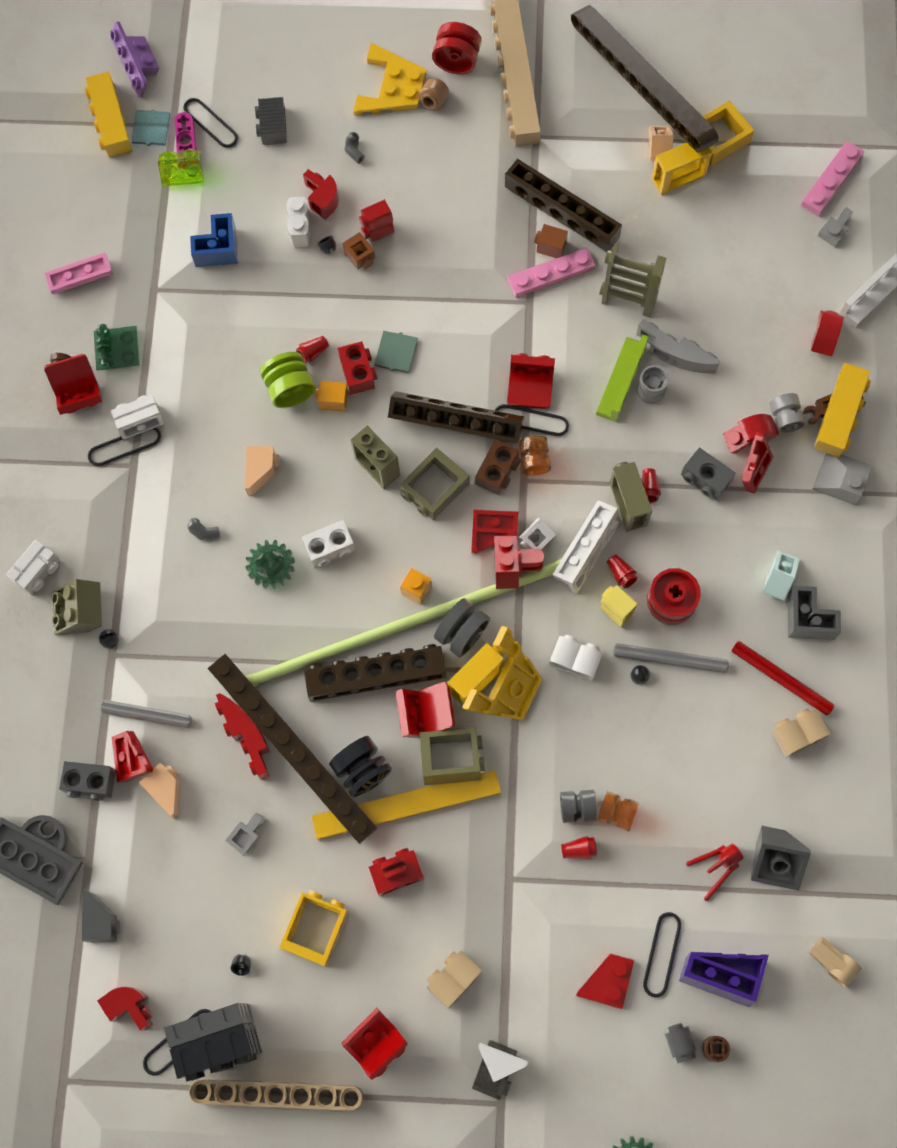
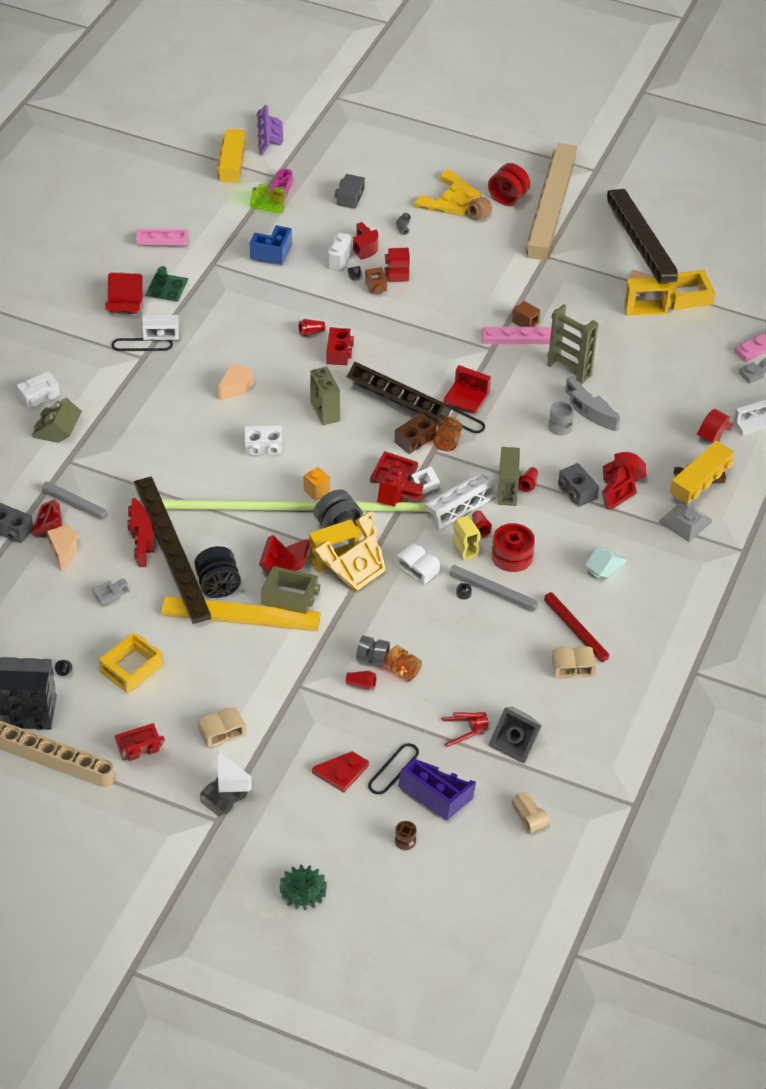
camera: 15 degrees right, 25 degrees down
(109, 642) = (70, 449): black hinge -> none
(150, 127) = (259, 173): clear light blue piece -> none
(201, 531) = (172, 408): dark grey arm -> none
(218, 118) = (310, 198): black piece -> none
(261, 565) = (213, 439): clear green gear -> none
(287, 379) = (282, 334): lime wheel -> none
(332, 396) = (312, 356): light orange brick -> none
(365, 682) = (254, 524): dark brown brick -> none
(395, 872) = (211, 646): red brick -> none
(396, 351) = (374, 348): sand green piece -> none
(450, 468) = (380, 434): olive window -> none
(562, 205) = (540, 290): dark brown brick -> none
(622, 378) = (539, 412): lime fence -> none
(680, 1043) = (379, 823): dark grey brick -> none
(788, 415) = (659, 465): light grey wheel -> none
(807, 620) = (614, 592): dark grey brick -> none

